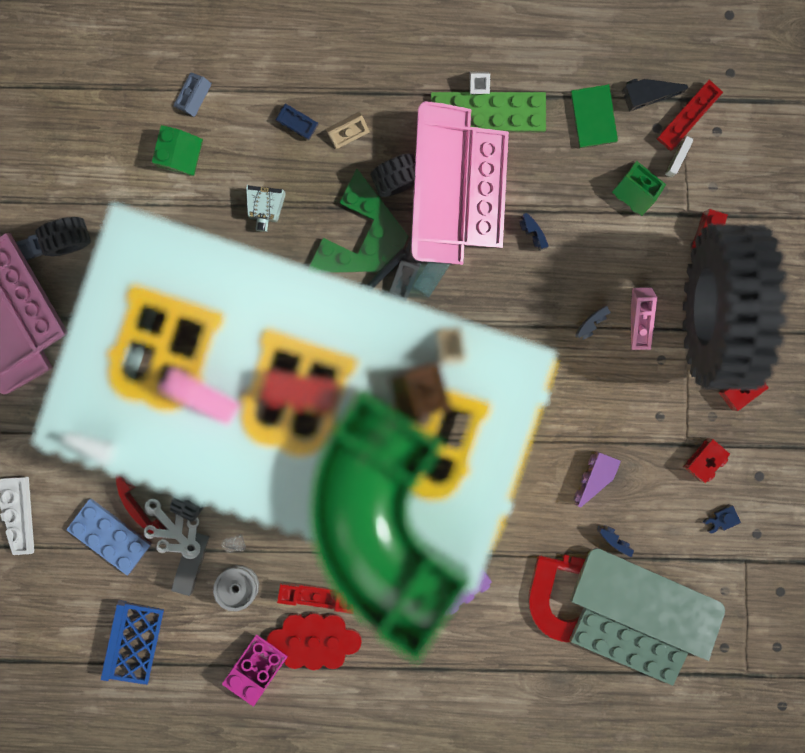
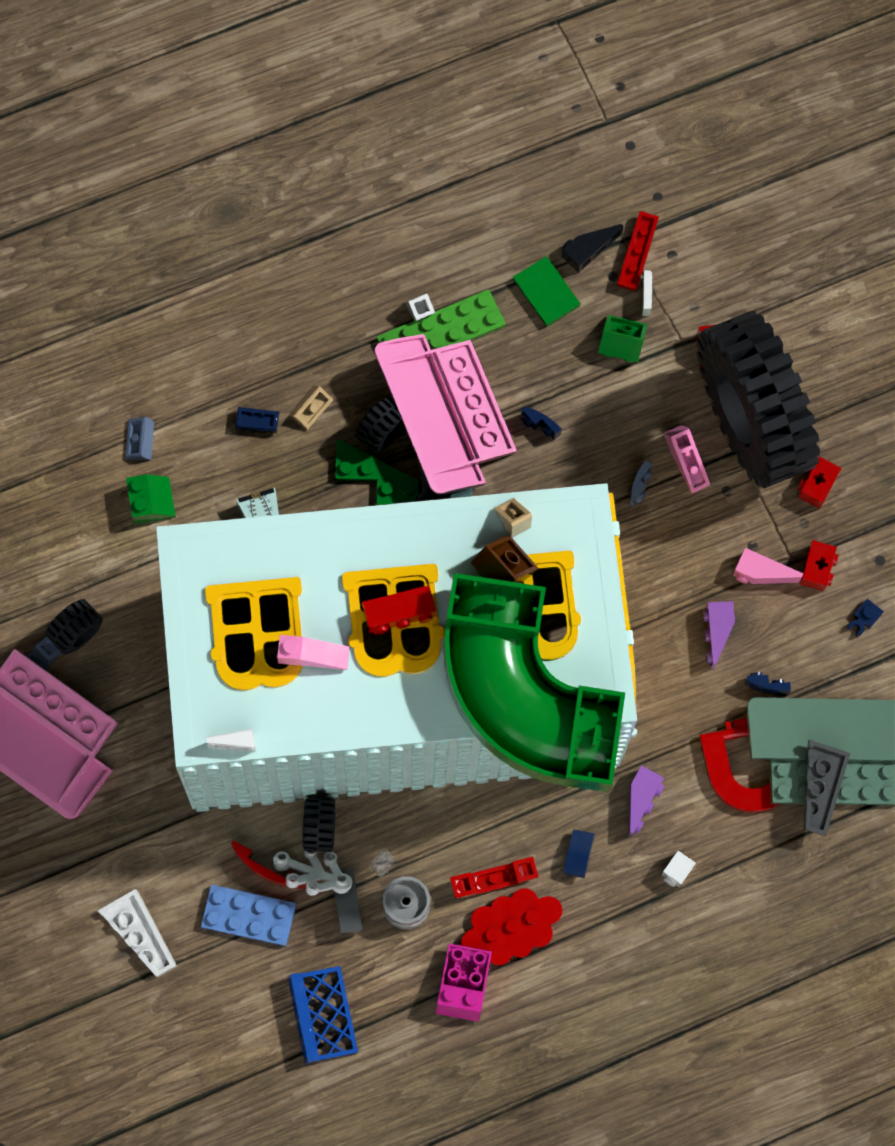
camera: 30 degrees left, 15 degrees down
(468, 658) = (678, 869): none -> white brick
(620, 648) = (823, 782): none -> dark grey wing
(655, 440) = (762, 570): none -> bright pink slope

